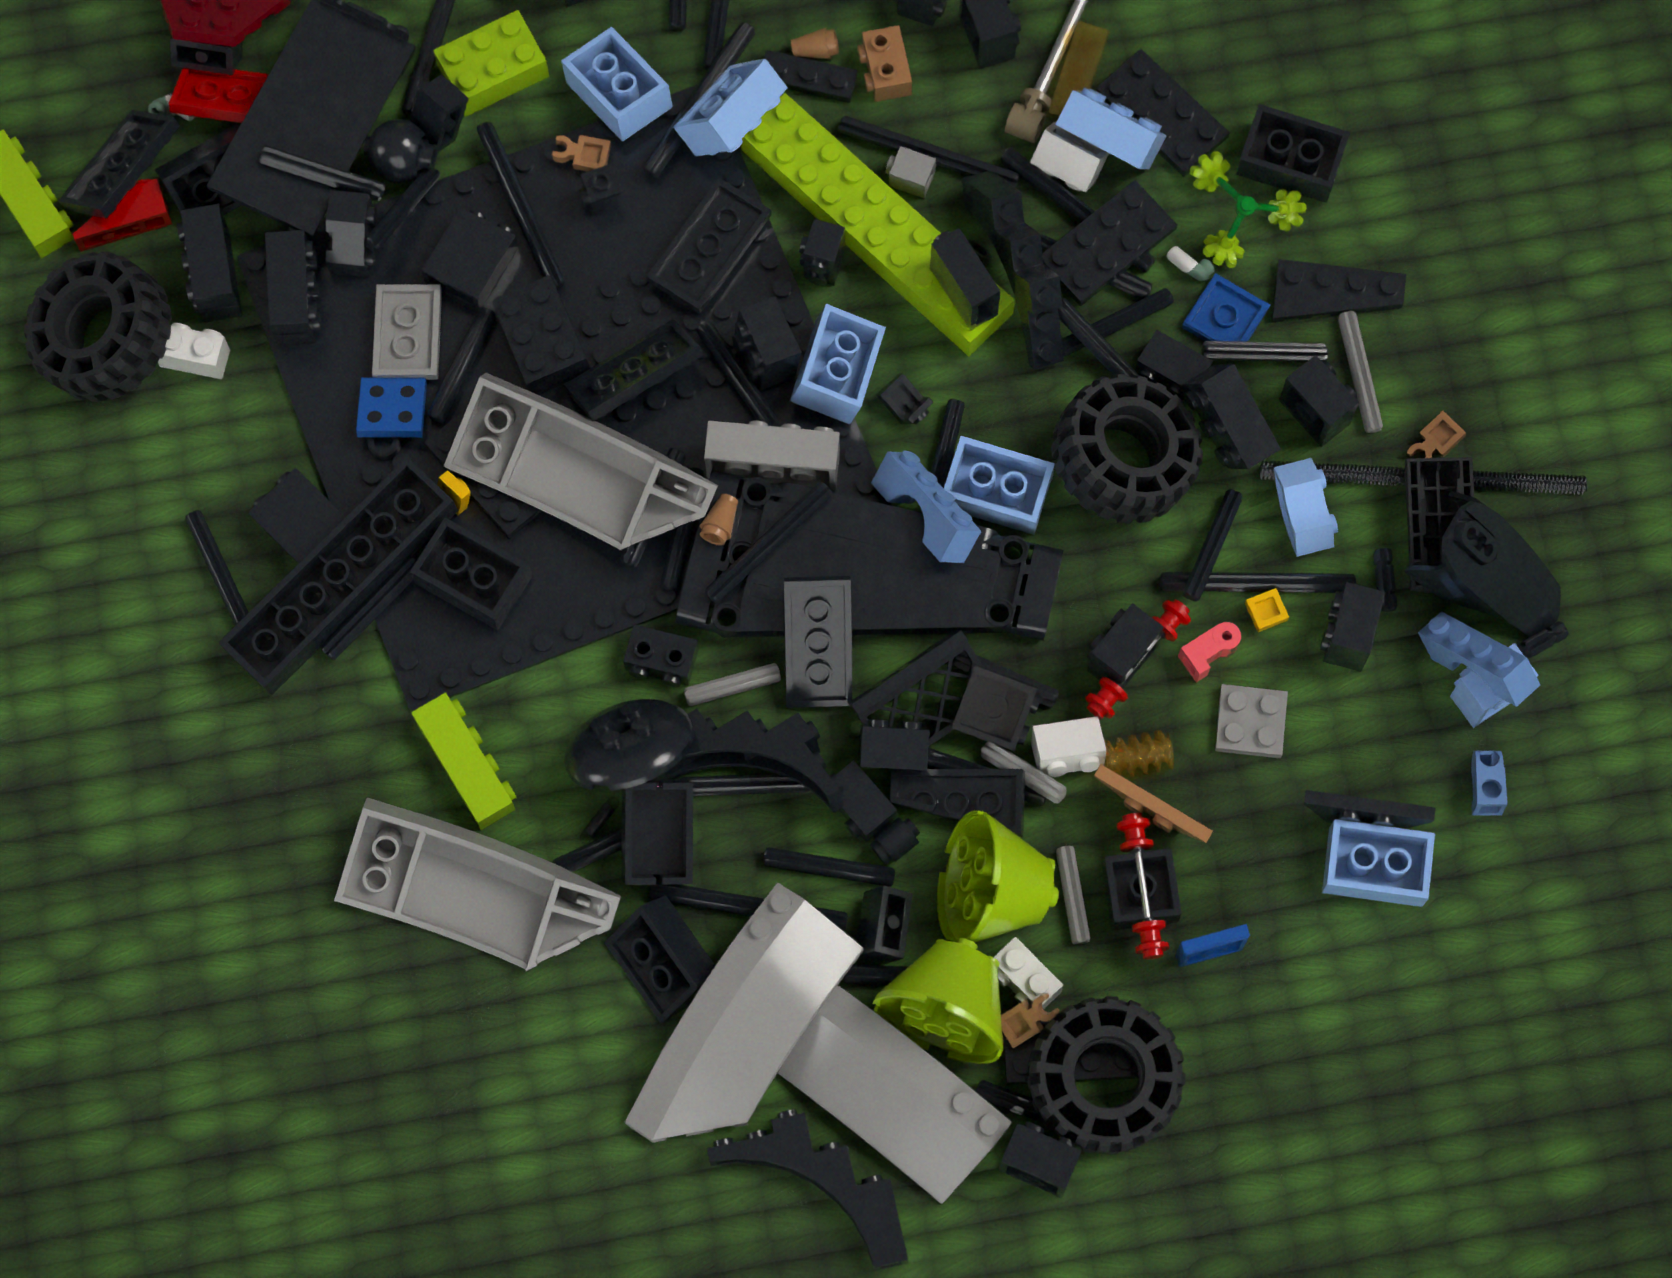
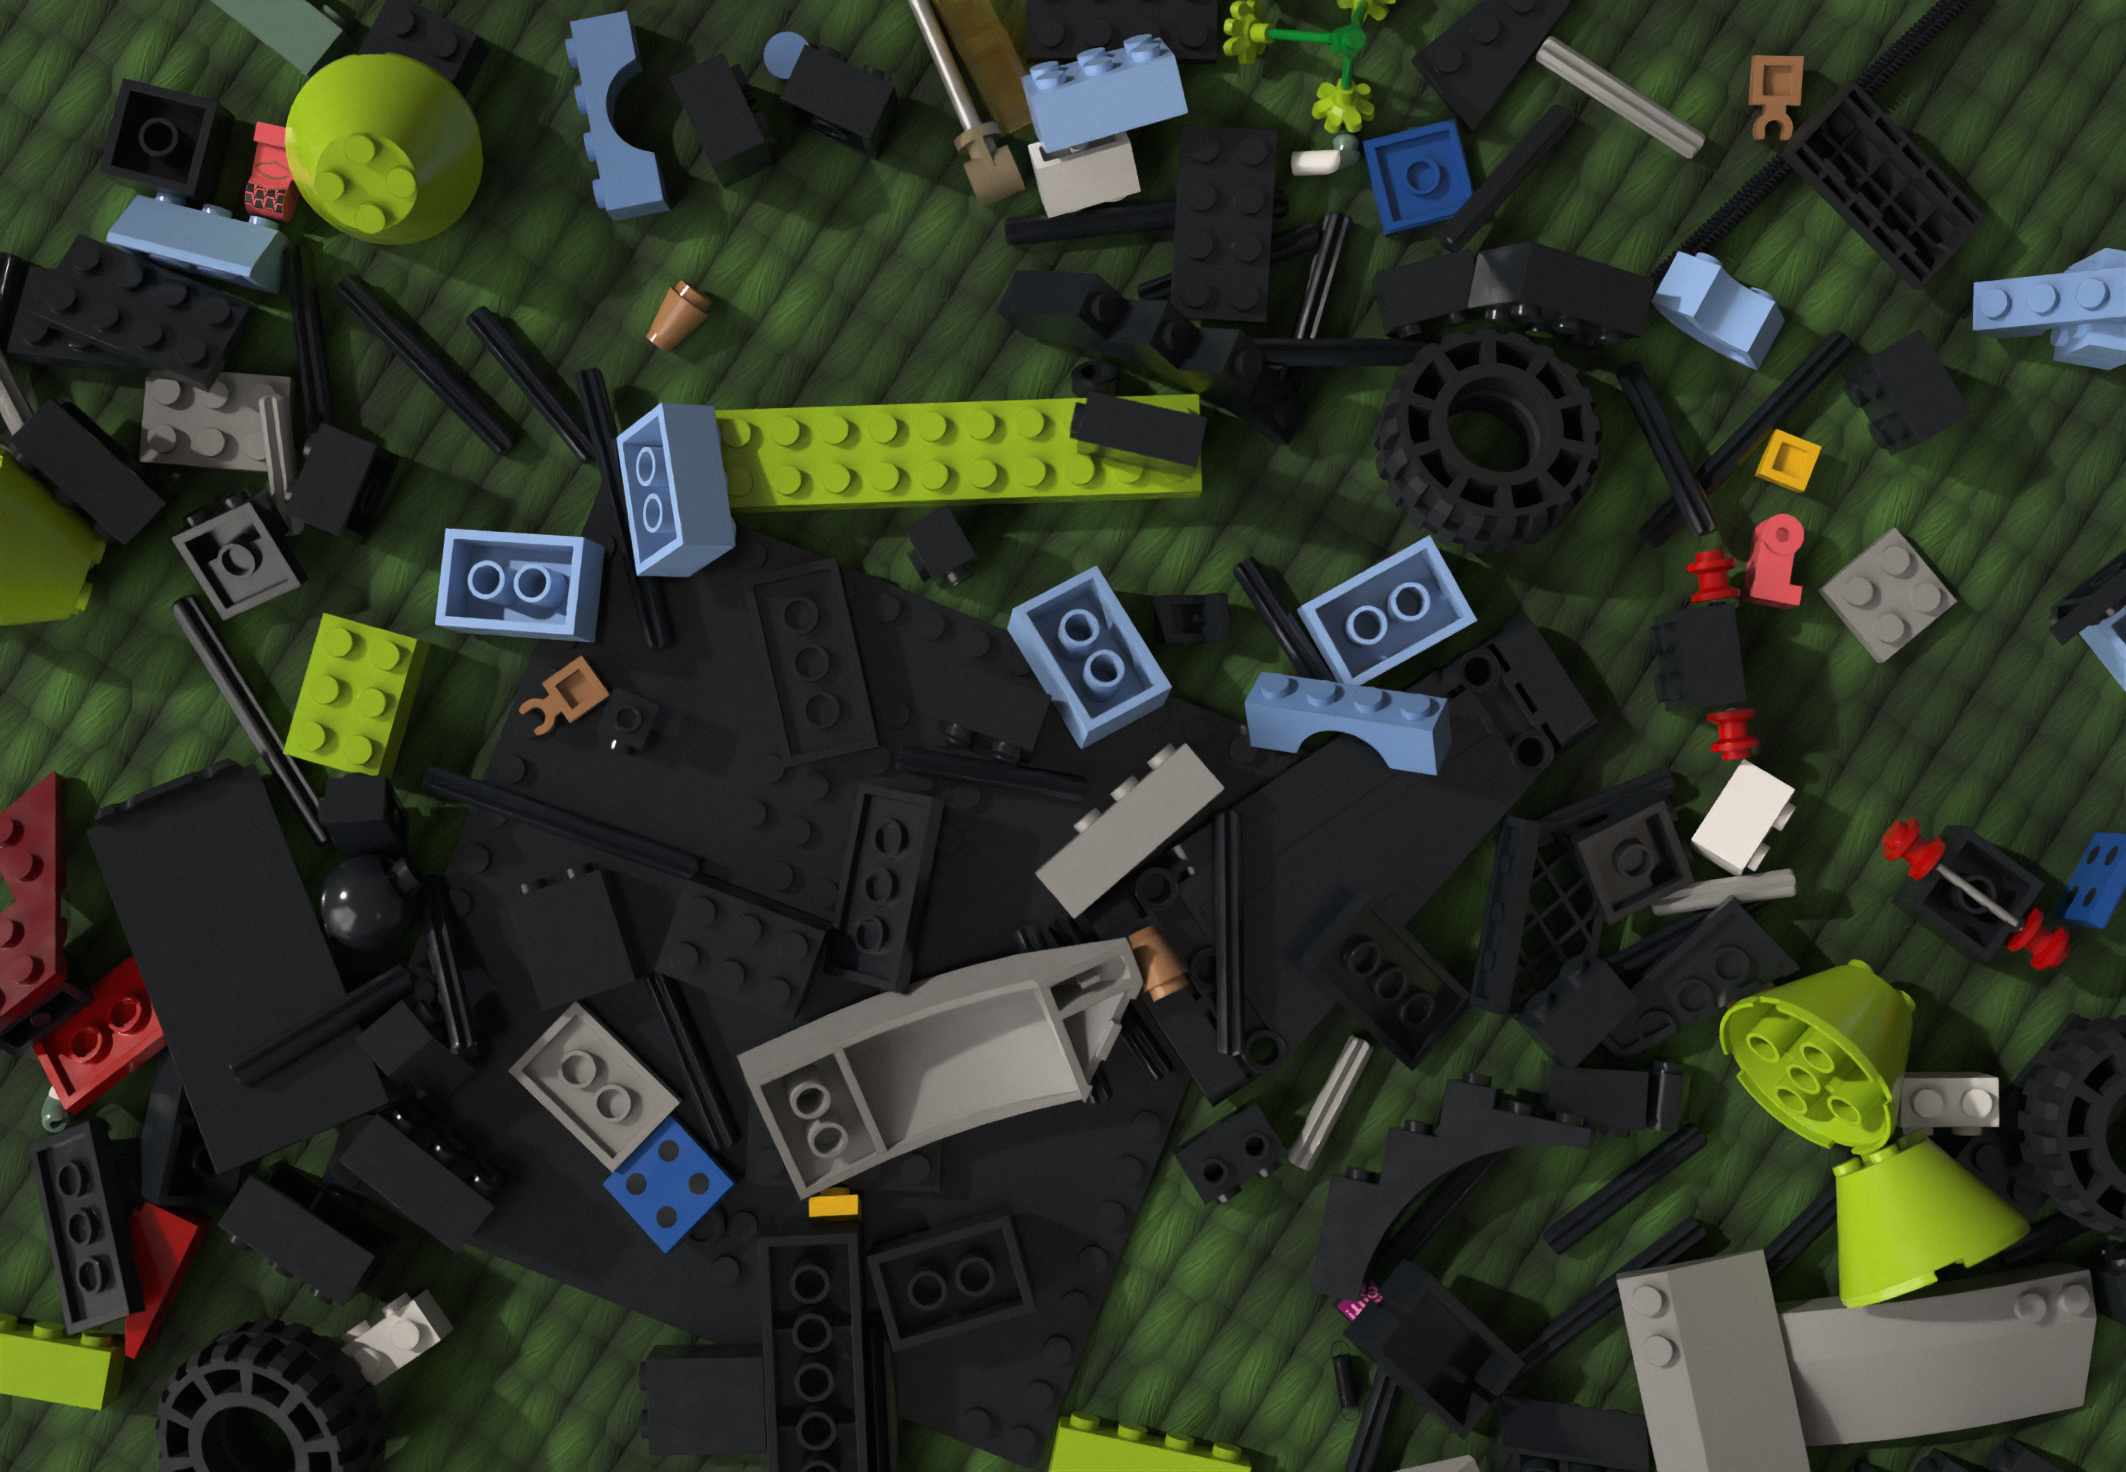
camera: 55 degrees left, 15 degrees up
(628, 744) = (1348, 1303): black brick -> none
(814, 76) = (707, 357): black plate -> none
(884, 924) = (1751, 1198): black brick -> none
(886, 64) = (776, 260): medium nougat brick -> none
(911, 171) = (931, 357): light grey brick -> none
(944, 157) = (920, 316): black axle -> none
(1023, 1021) = (2000, 1156): medium nougat plate -> none
(1073, 895) = (1894, 963): light grey axle -> none
(1139, 754) = (1819, 751): clear yellow piece -> none
(1141, 801) = (1914, 792): medium nougat wing -> none
(1319, 400) = (1625, 176): black brick -> none
(1385, 578) = (1871, 302): black axle -> none
(1491, 570) = (2011, 182): black piece -> none
(1543, 639) = (2089, 212): black axle -> none

